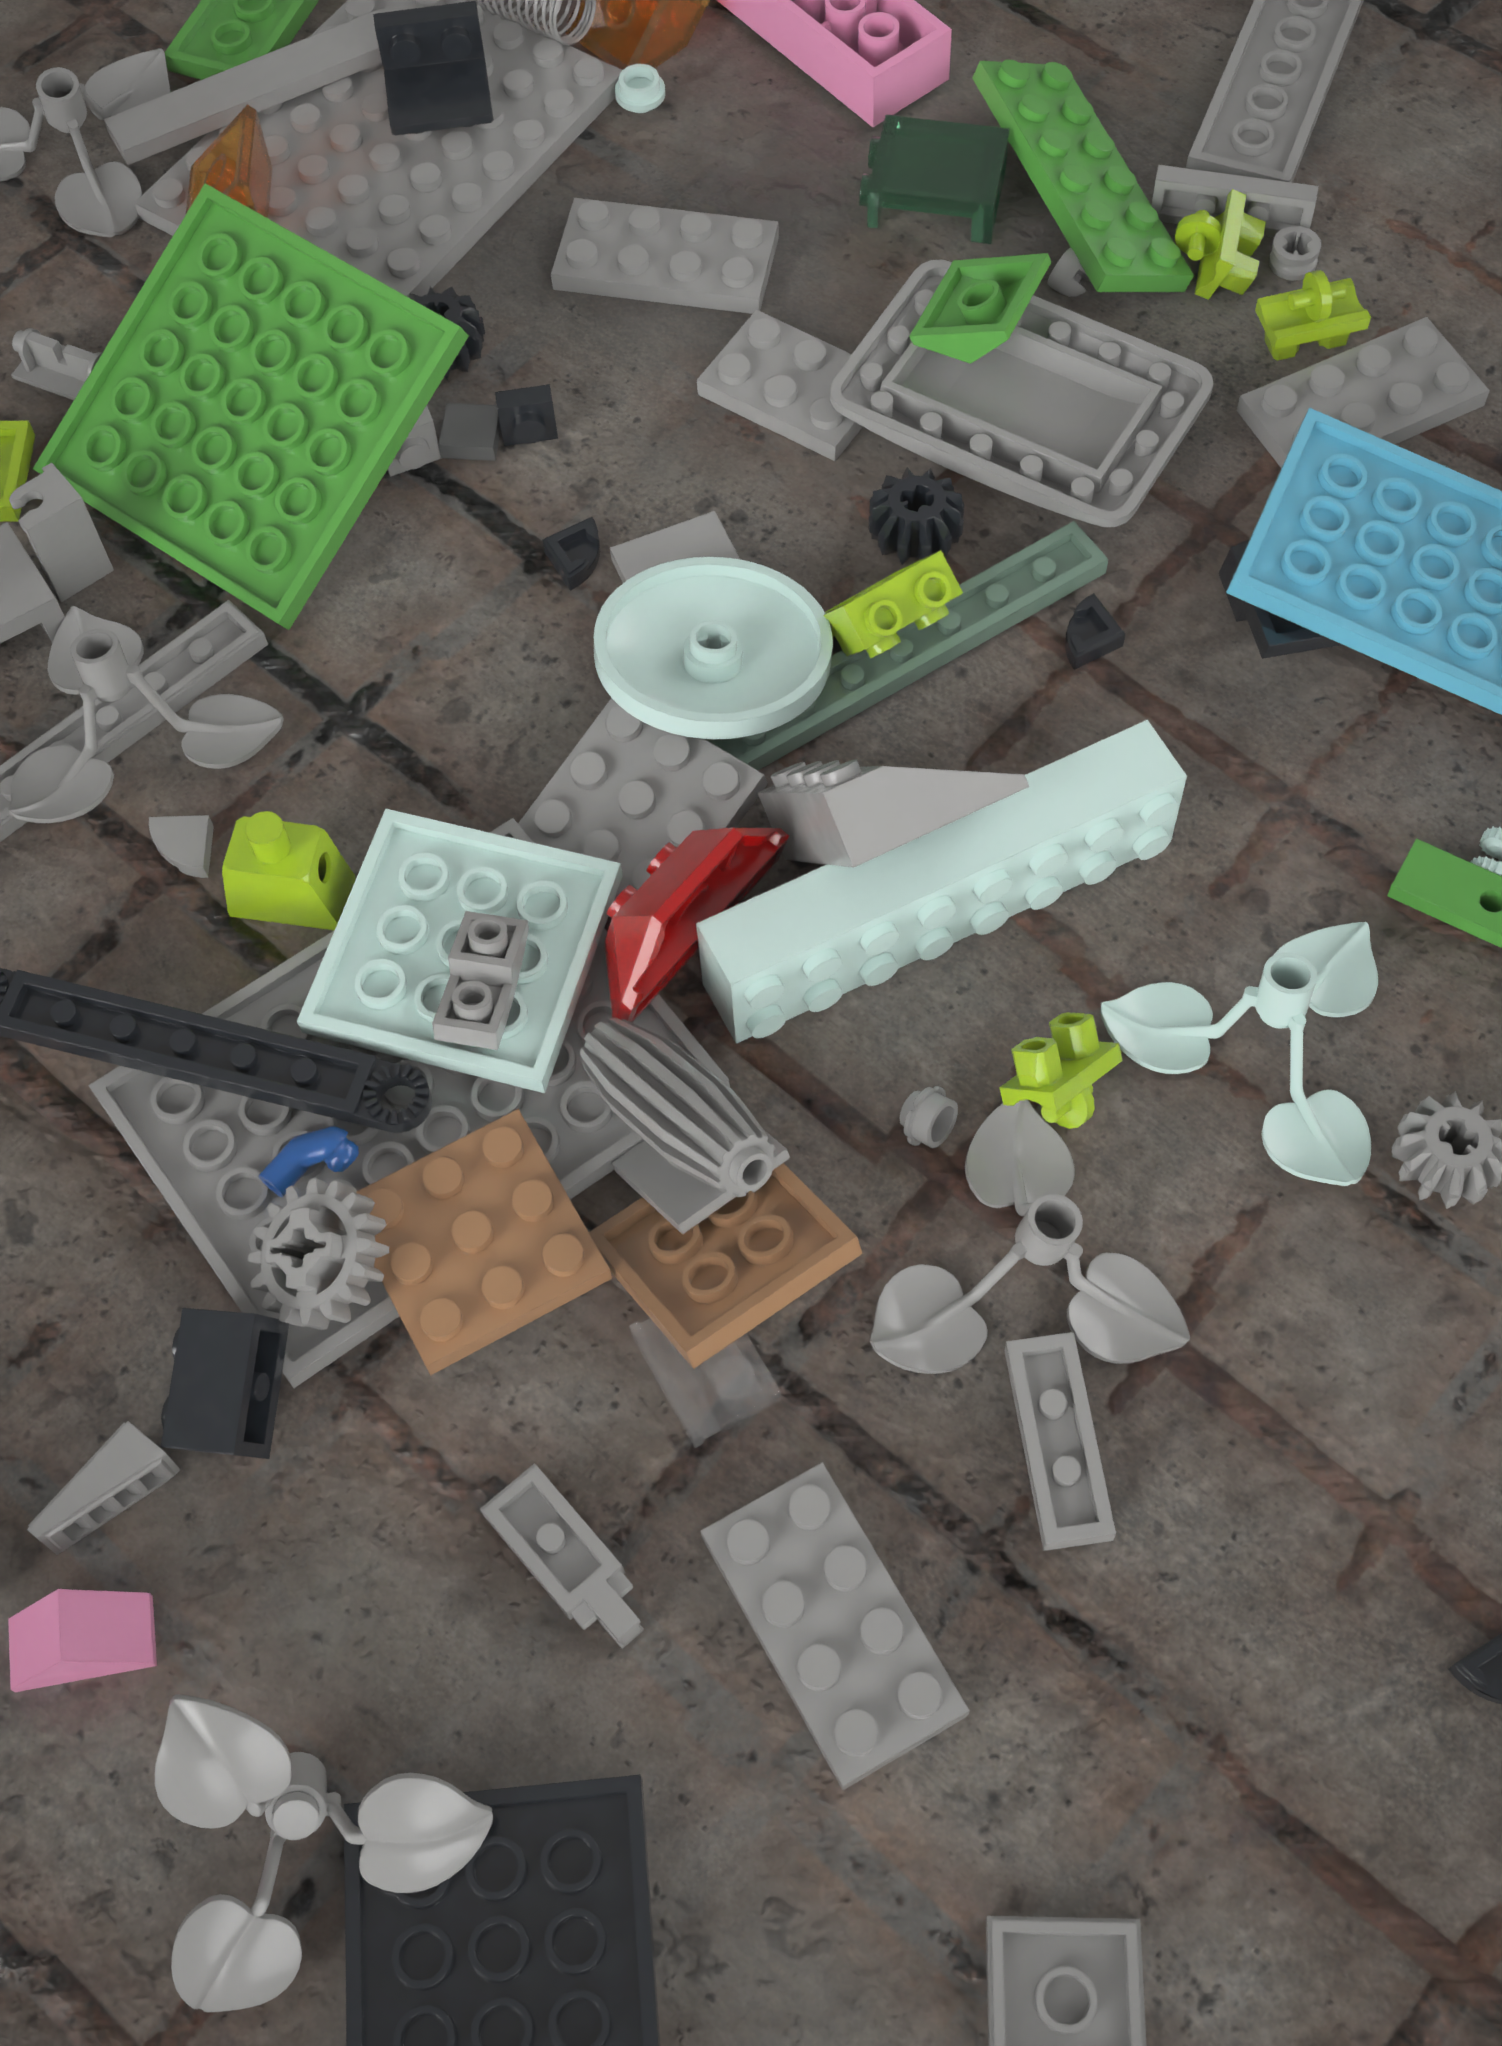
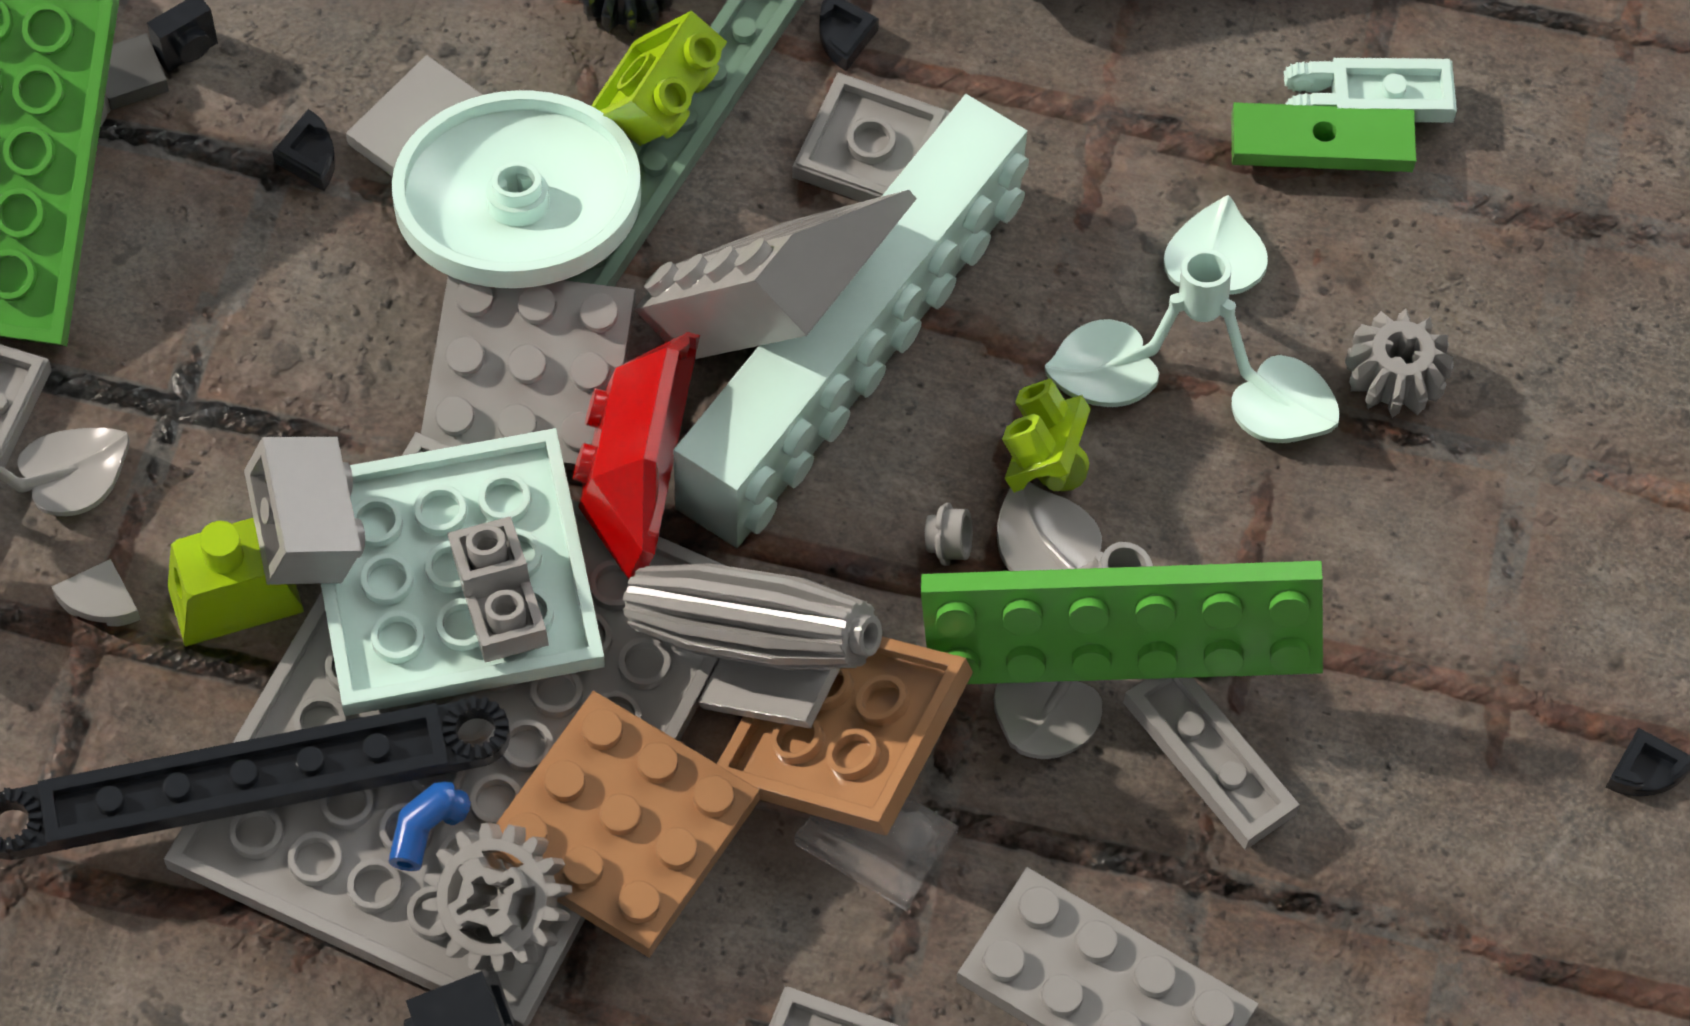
camera: 35 degrees left, 0 degrees up
(354, 836) = (303, 510): none -> light grey brick
(1036, 1277) = (1129, 621): none -> bright green plate
(1046, 724) = (864, 138): none -> light grey tile

